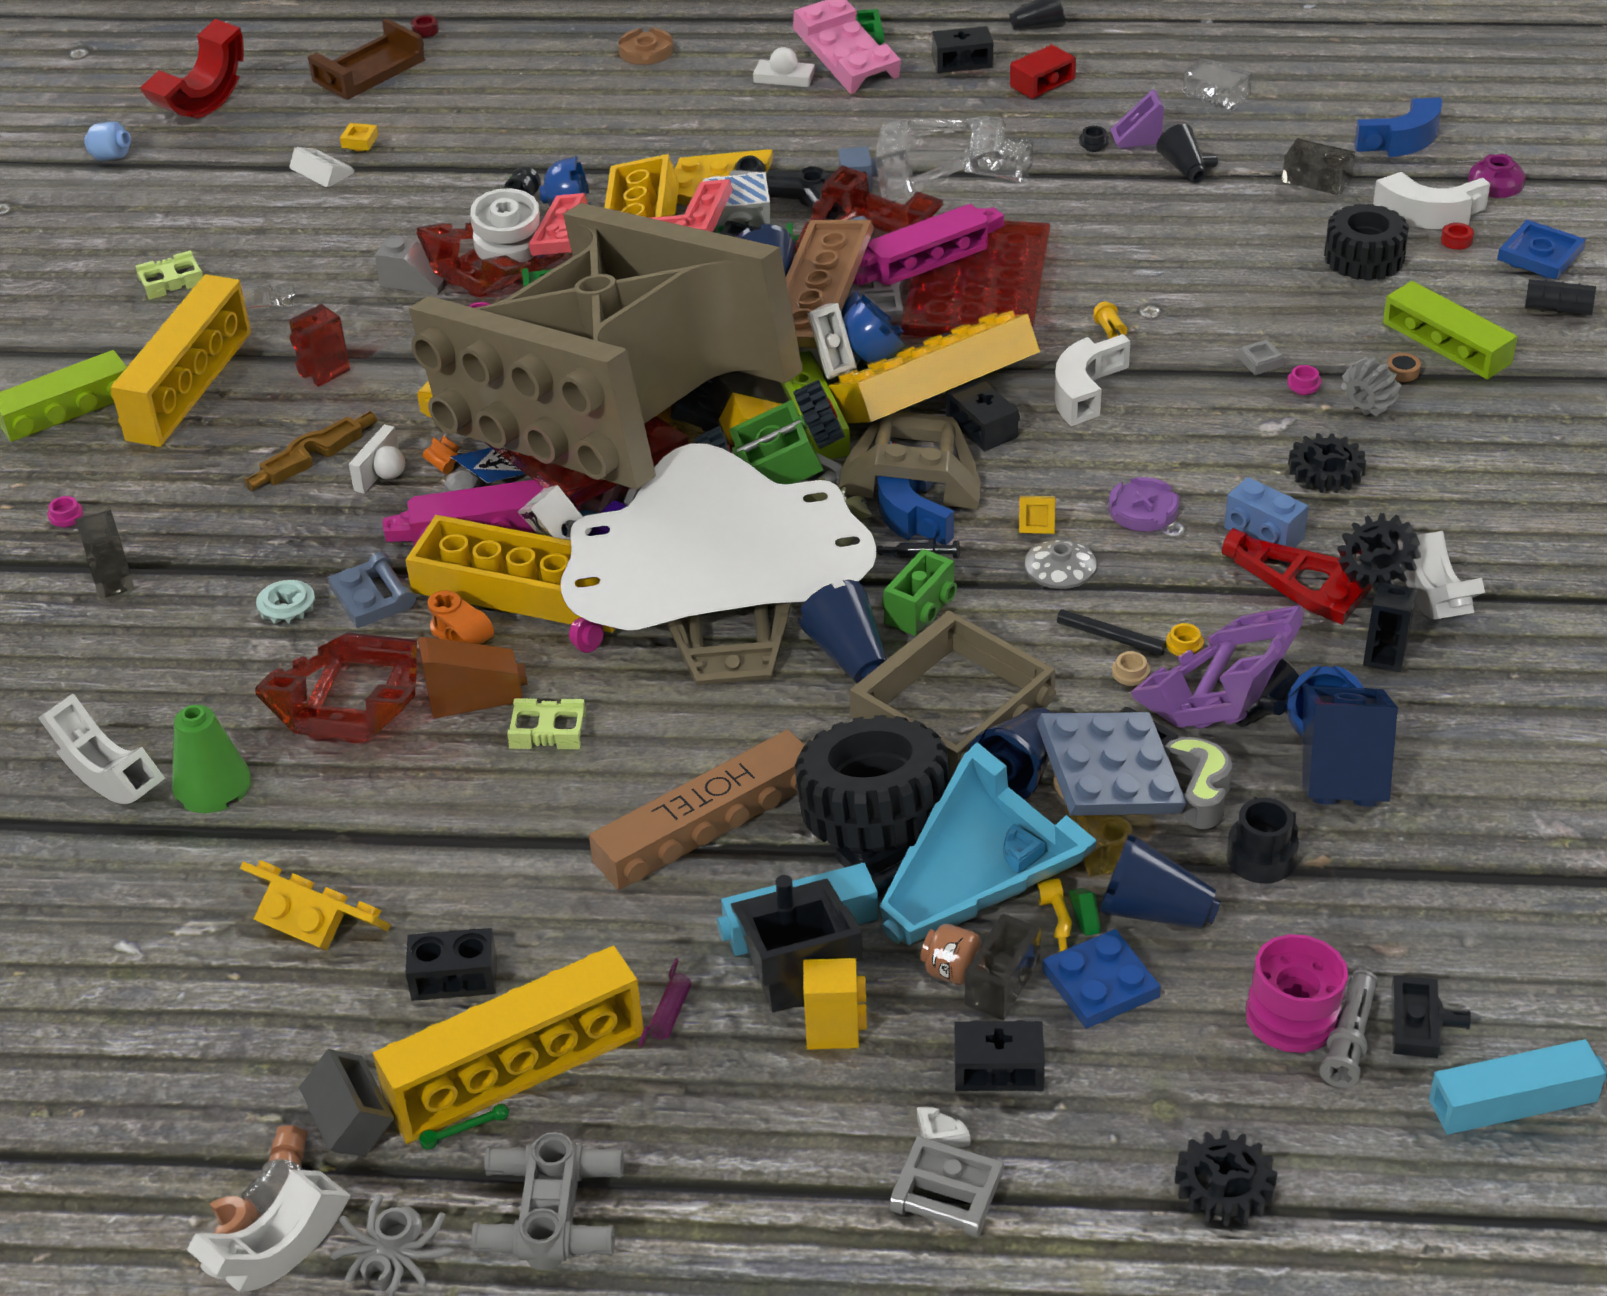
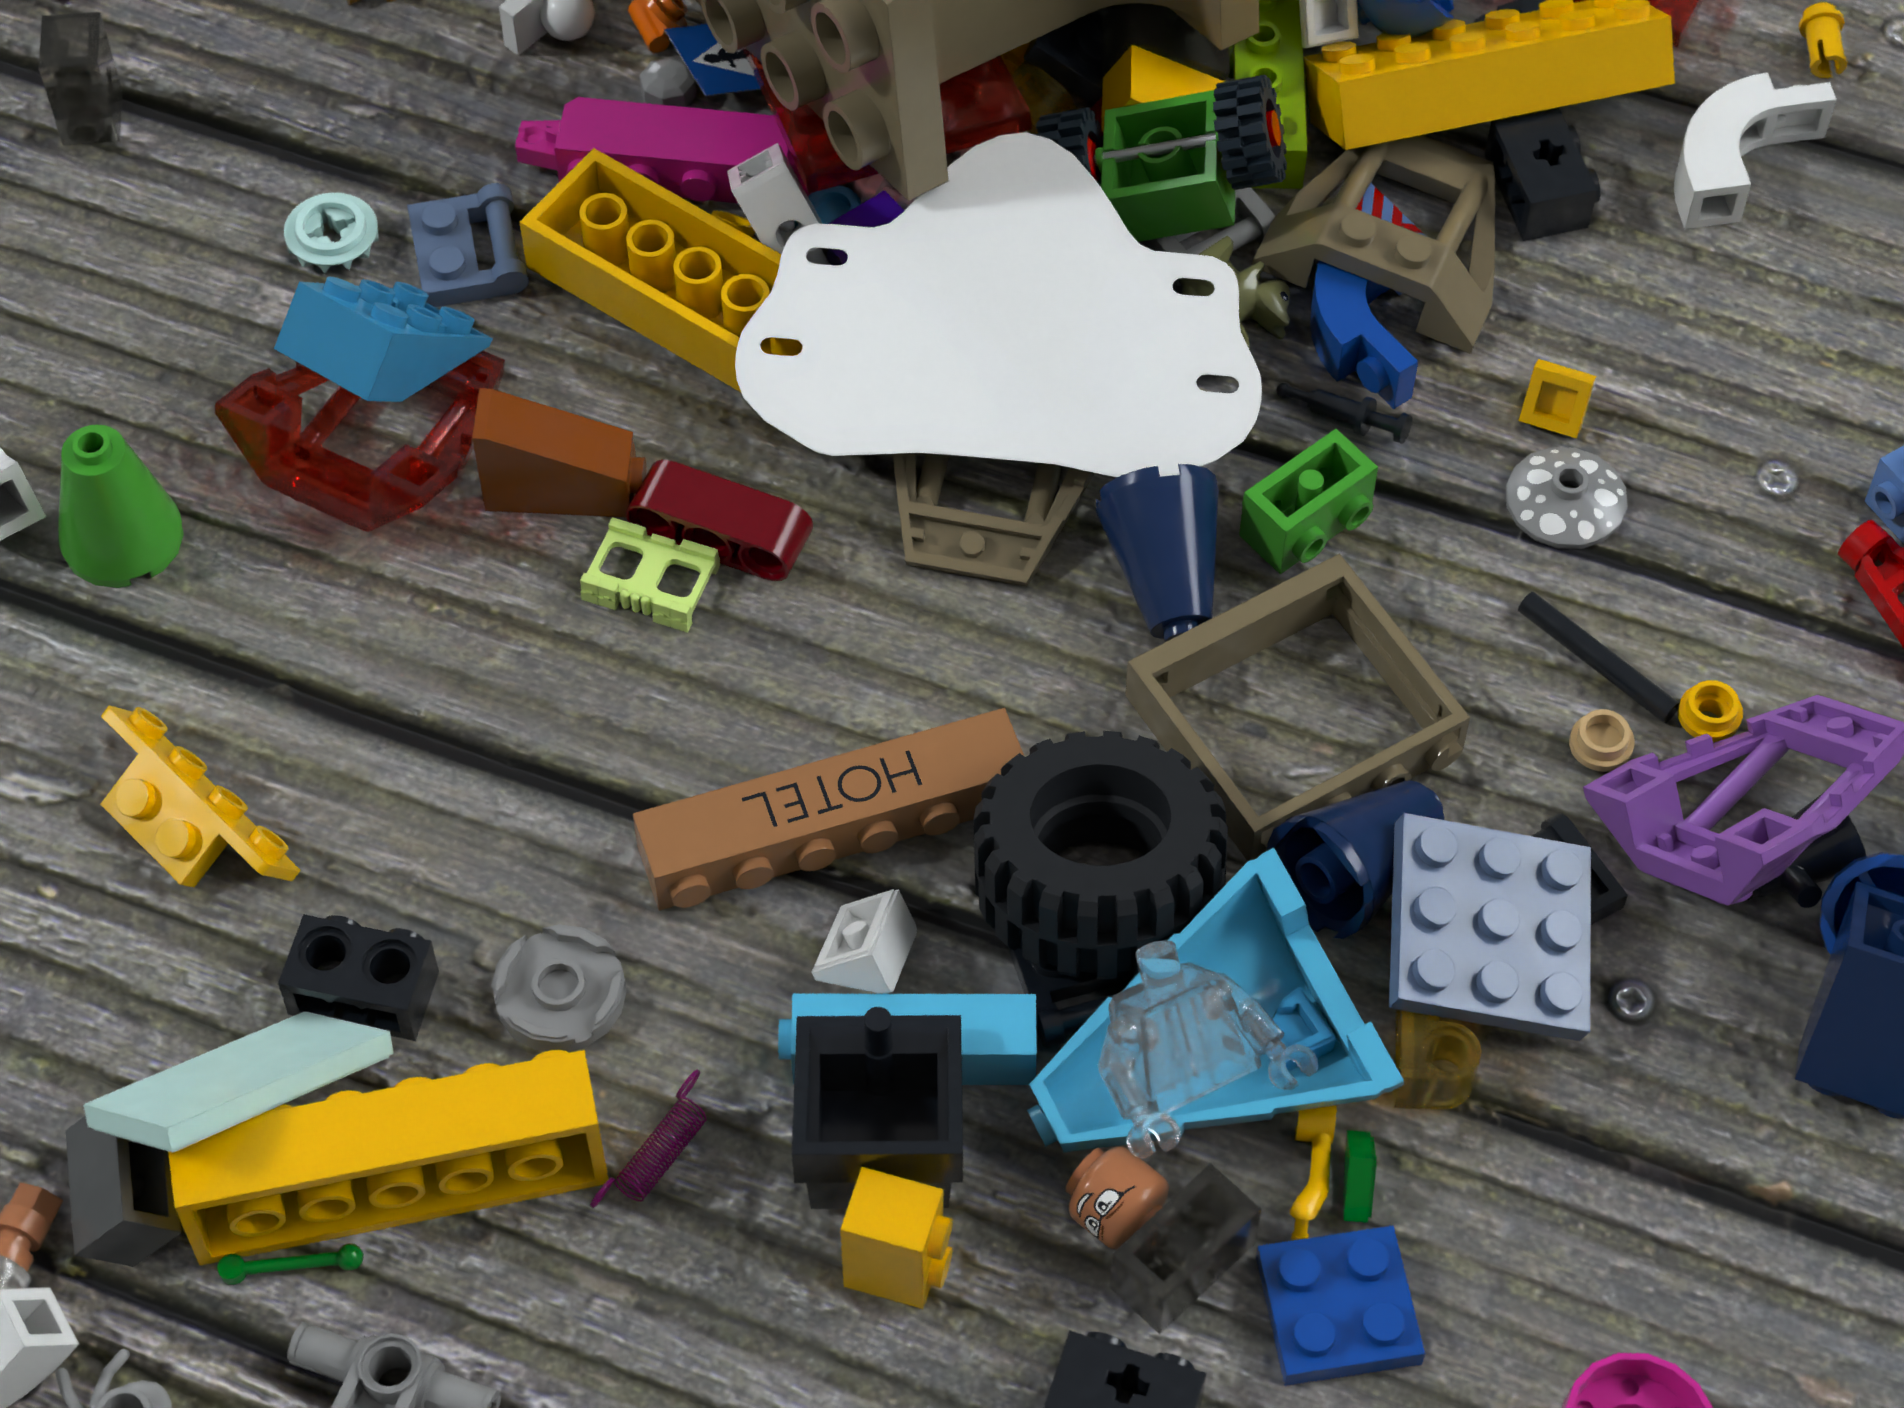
camera: 15 degrees right, 15 degrees up
(338, 635) = (376, 337): none -> dark azure slope
(403, 1022) = (238, 1081): none -> light aqua tile
(457, 619) = (573, 349): orange piece -> none
(571, 937) = (559, 988): none -> light grey tile
(585, 635) = (755, 434): dark pink plate -> none
(602, 684) = (744, 524): none -> dark red beam
(753, 866) = (868, 944): none -> white slope
(962, 857) = (1183, 1039): none -> clear torso
(1143, 504) = (1745, 421): medium lavender tile -> none
(1157, 889) = (1482, 1181): dark blue cone -> none
(1210, 776) = (1649, 996): light grey animal -> none
(1263, 841) = (1683, 1171): black piece -> none

